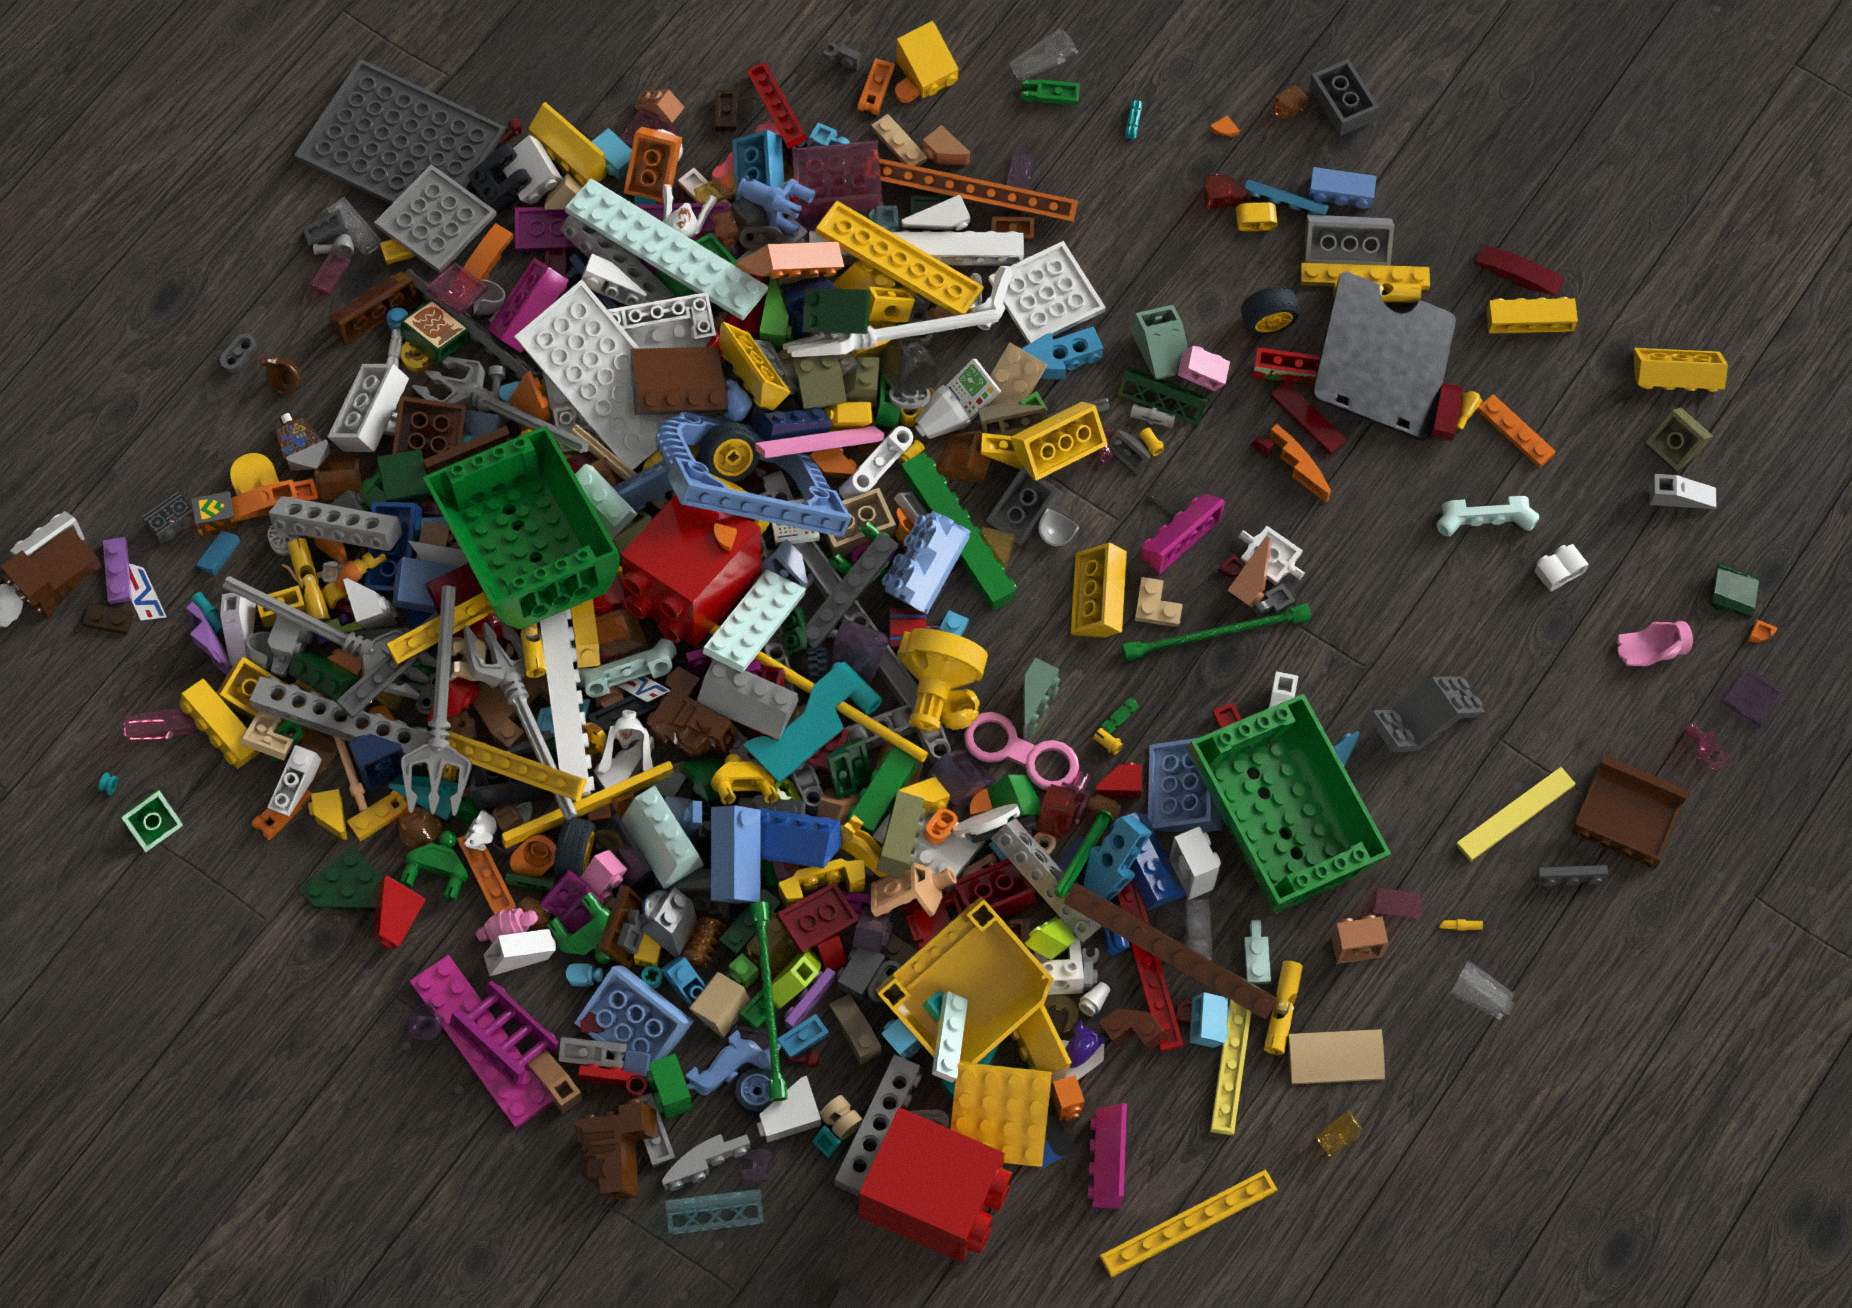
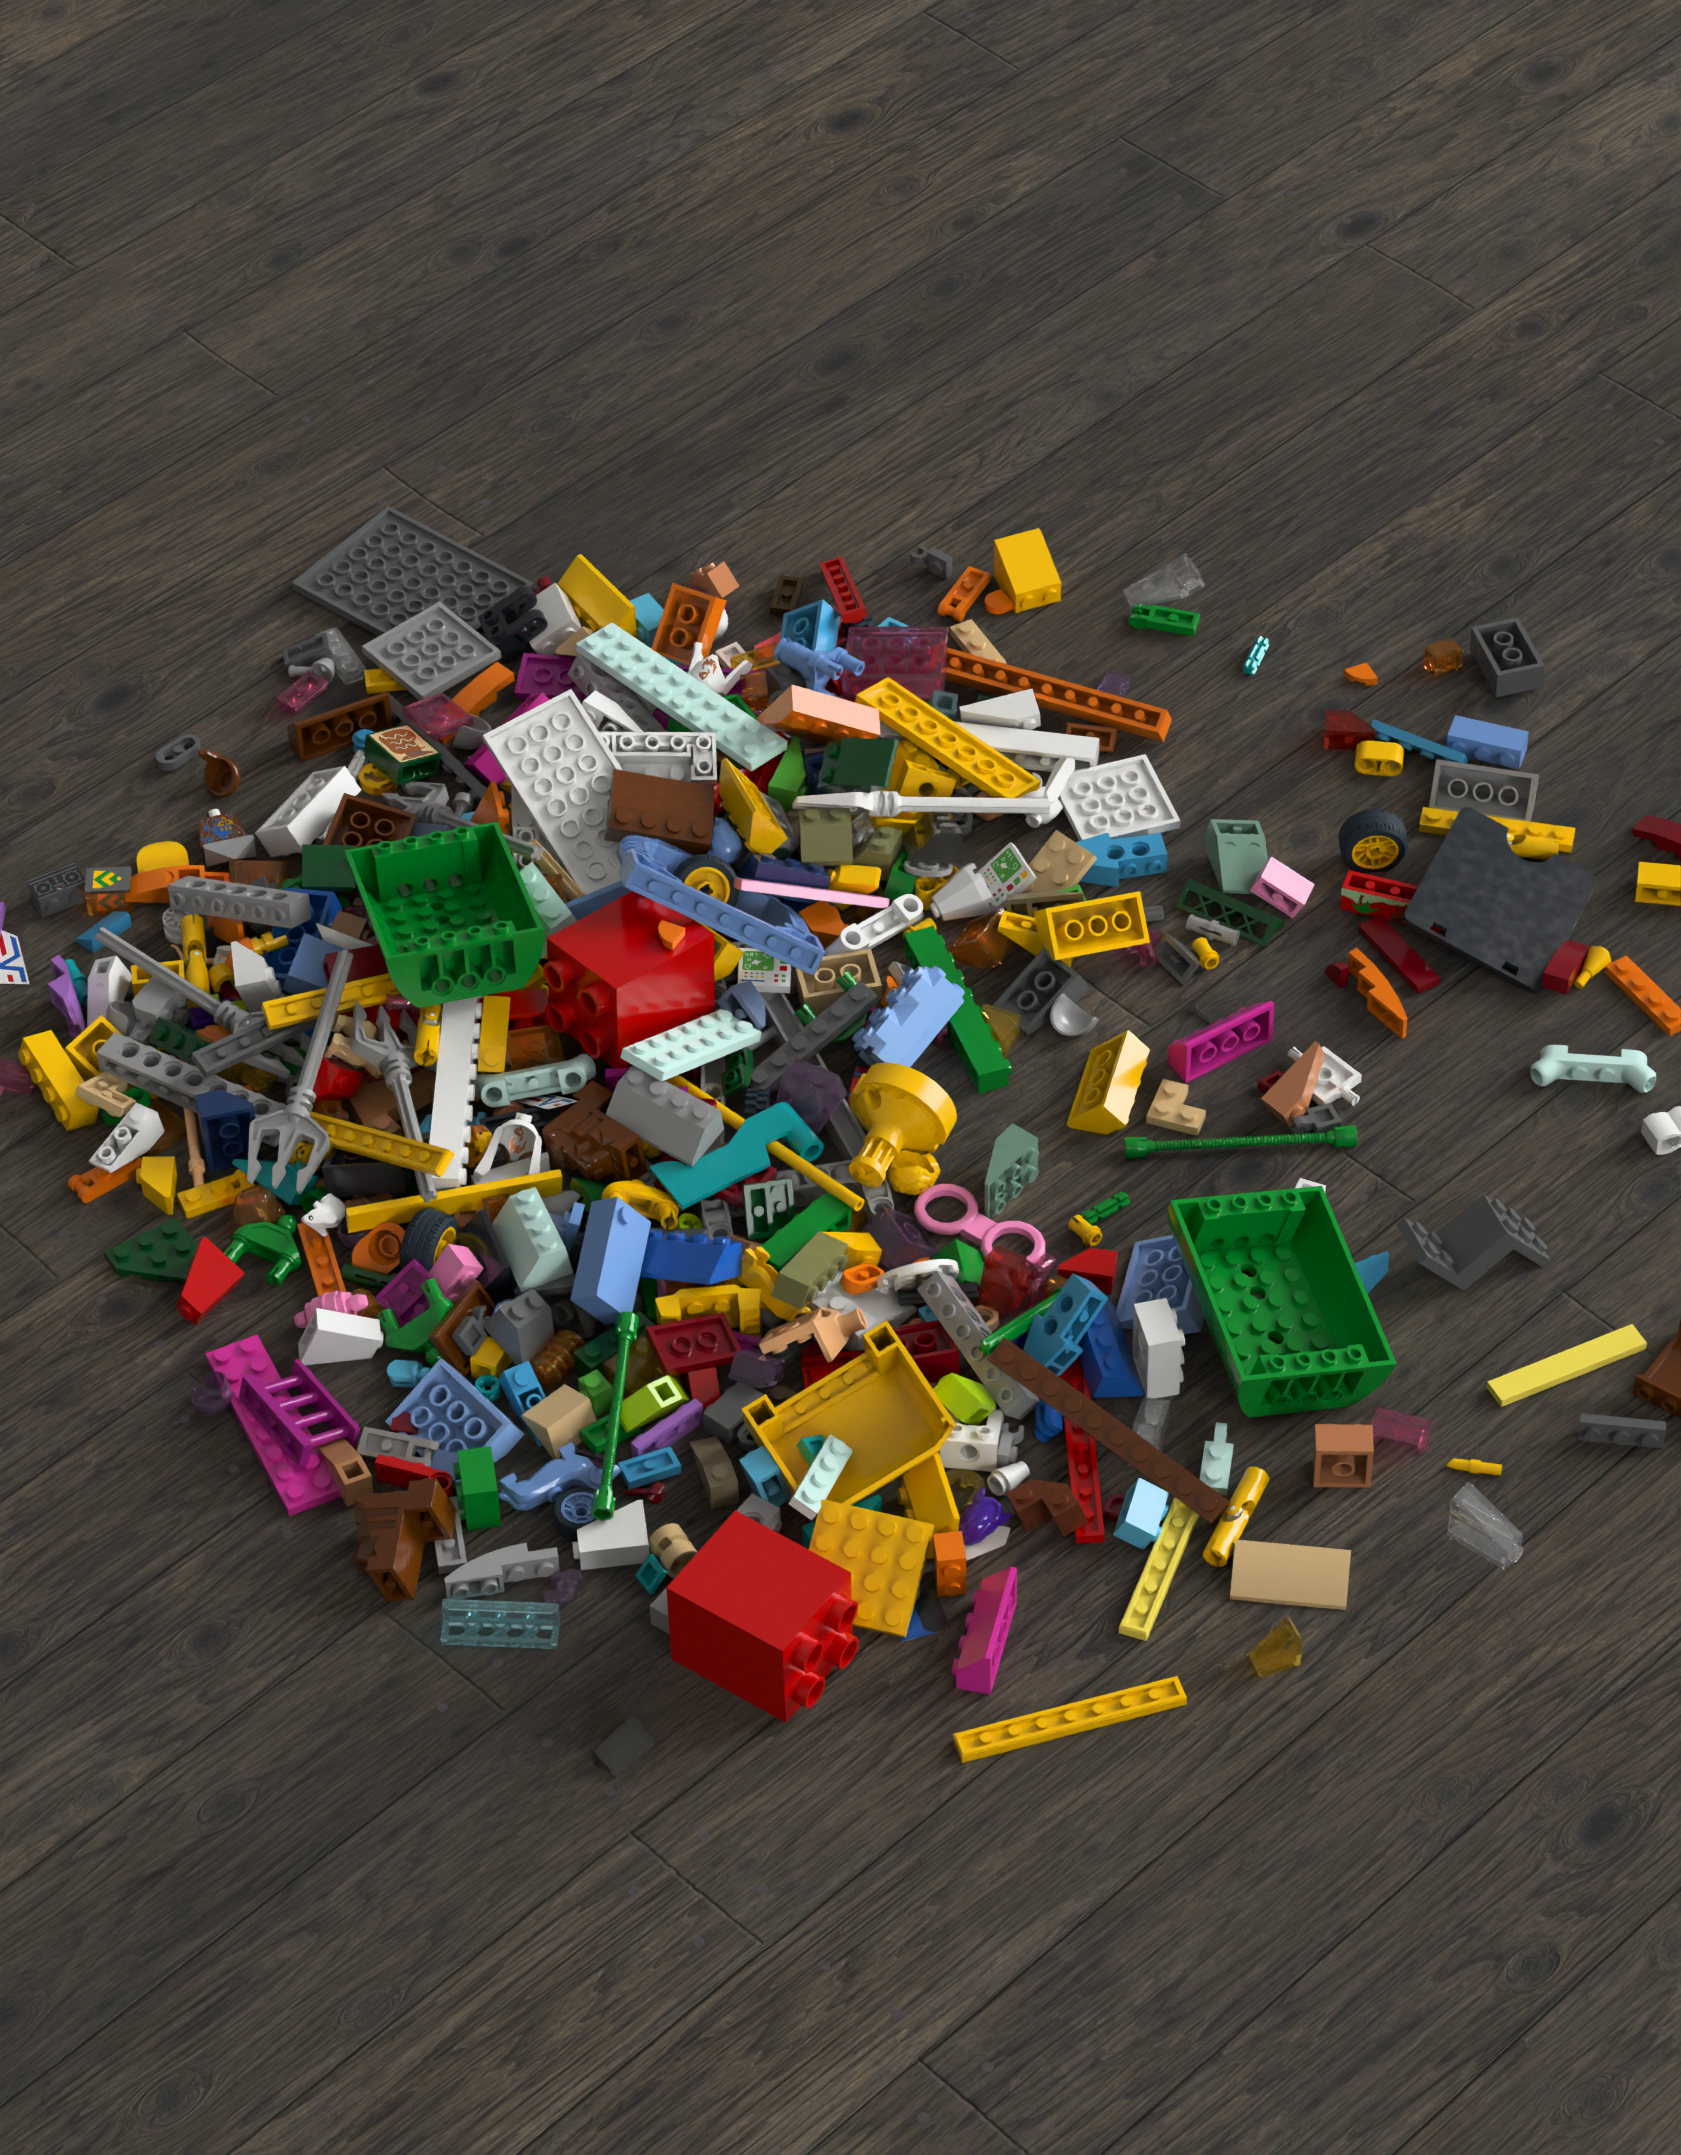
camera: 15 degrees right, 20 degrees down
(945, 148) = (1029, 654): medium nougat slope -> none

